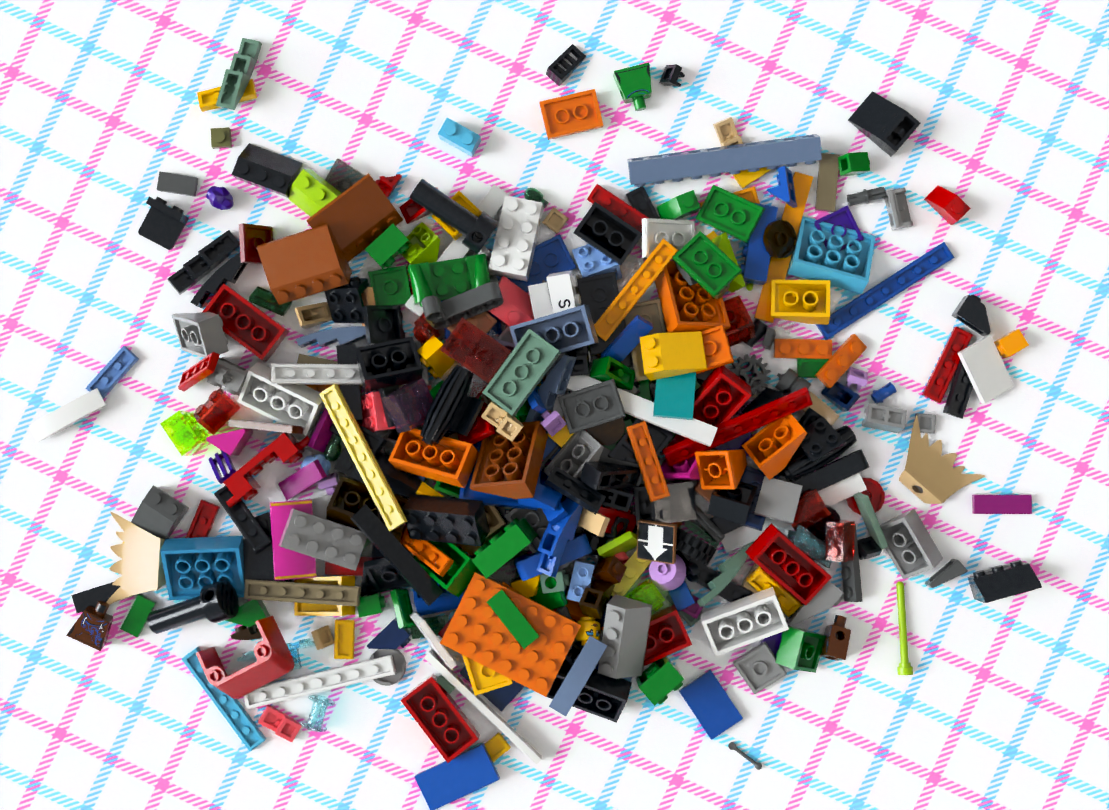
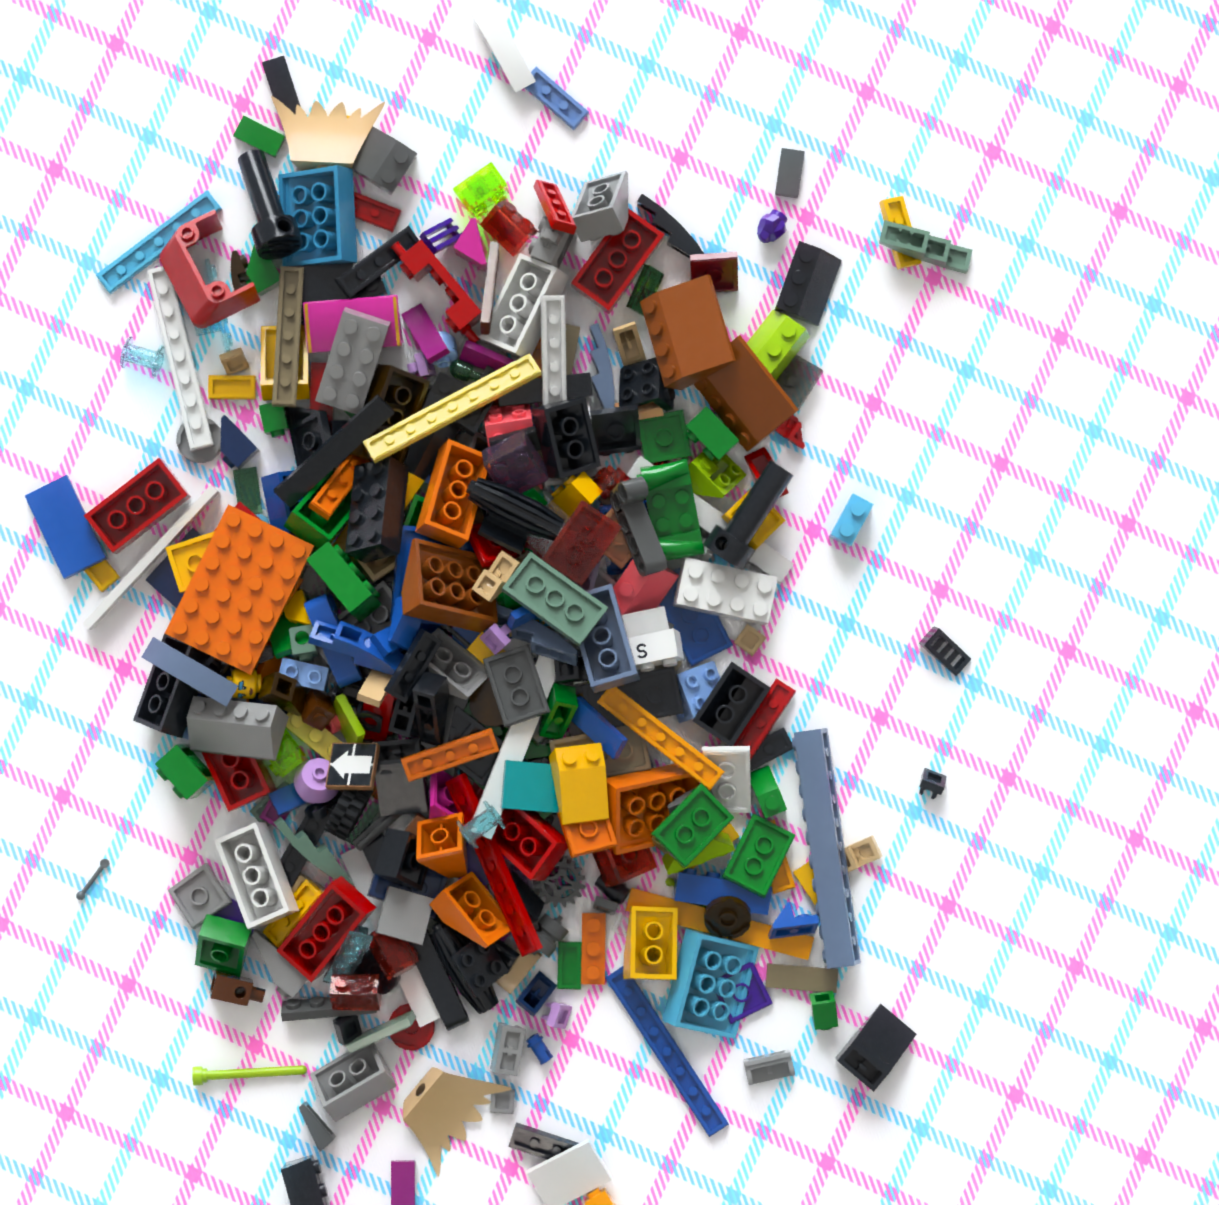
camera: 90 degrees right, 0 degrees up
(93, 626) = (246, 82): reddish brown torso -> none
(163, 223) = (739, 156): black bracket -> none
(203, 263) = (692, 208): black slope -> none
(221, 138) = (847, 225): olive plate -> none
(280, 723) = (130, 310): coral slope -> none
(402, 608) = (269, 458): green tile -> none
(433, 640) = (231, 495): white tile -> none
(445, 684) = (178, 511): sand green tile -> none
(513, 618) = (257, 592): green tile -> none
(535, 195) = (779, 614): clear green cylinder -> none
(571, 114) = (882, 658): orange plate -> none
(634, 84) = (919, 736): green torso -> none
(705, 433) = (483, 822): none -> clear light blue hose
(710, 704) = (155, 836): blue tile -> none
(841, 361) = (578, 995): orange plate -> none
(866, 196) = (784, 1026): dark grey axle -> none
(946, 365) = (575, 1128): red tile -> none
(947, 204) = (775, 1127): red slope -> none
(973, 314) = (638, 1159): black slope -> none

